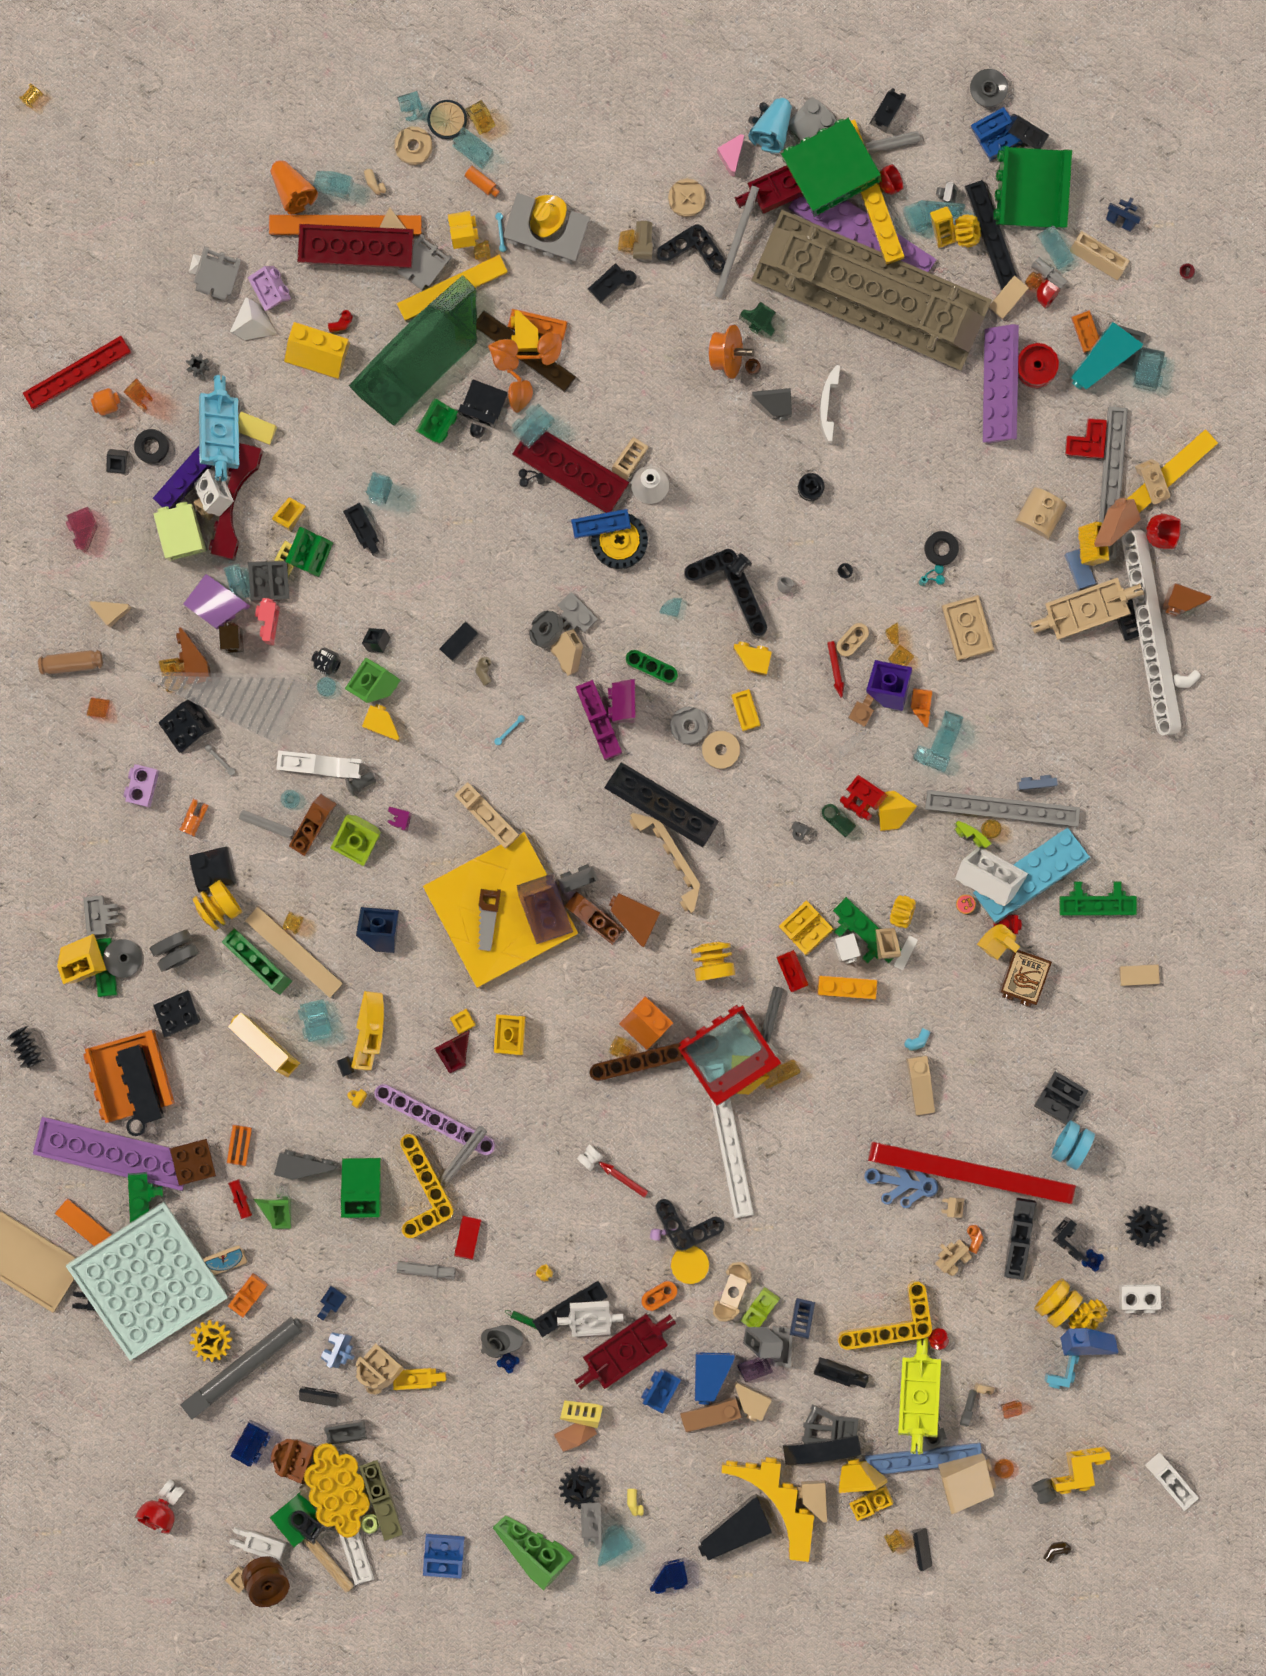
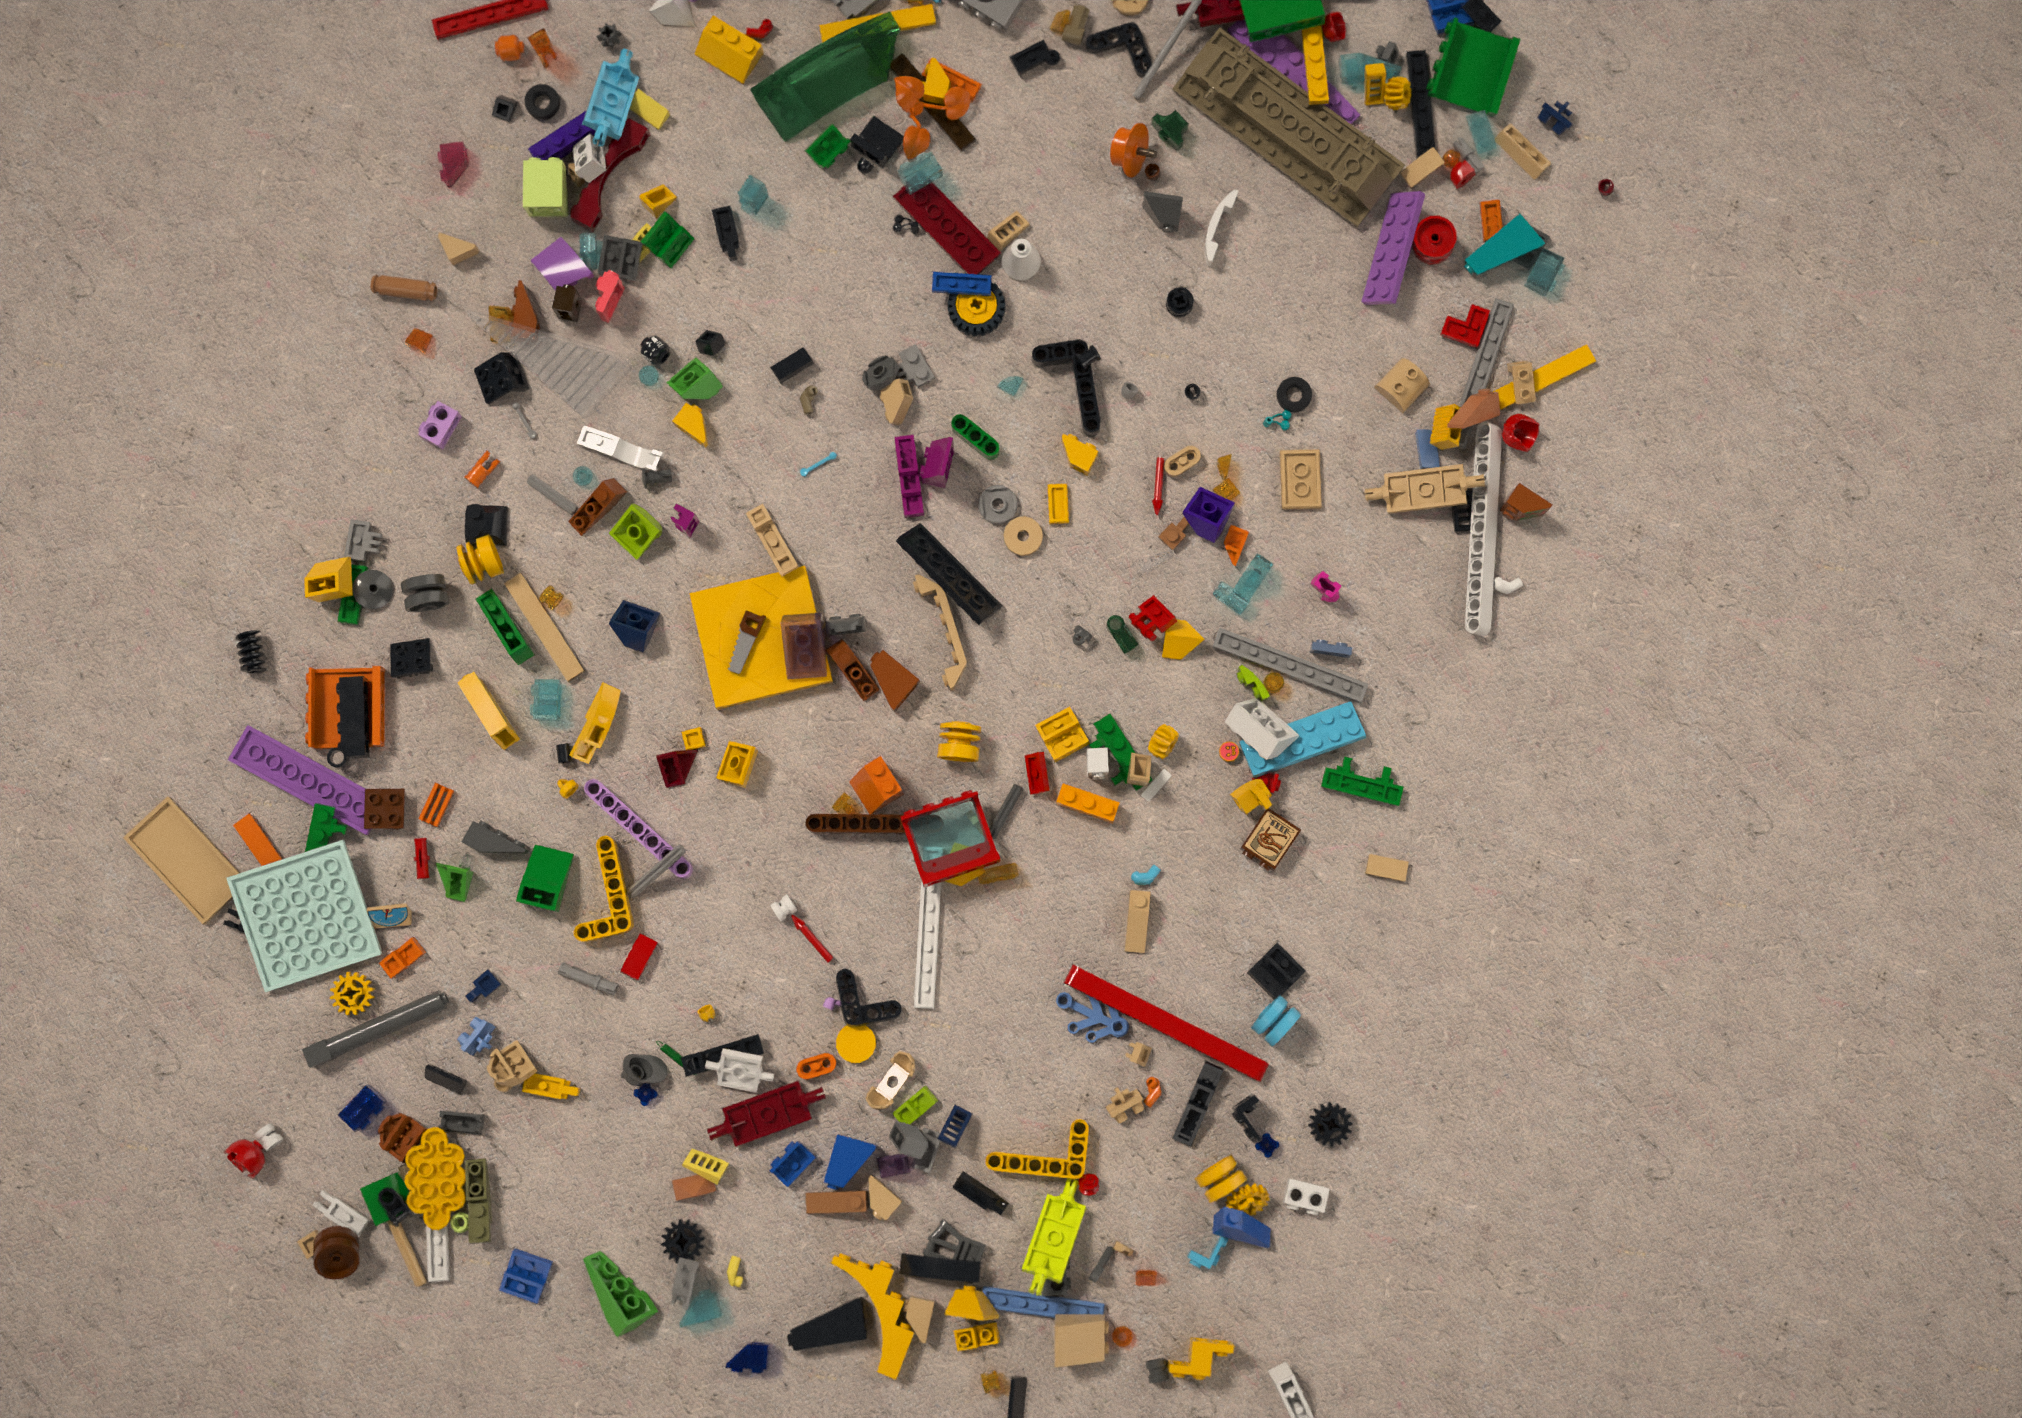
camera: 15 degrees right, 5 degrees down
(1020, 728) = (1327, 588): none -> dark pink animal

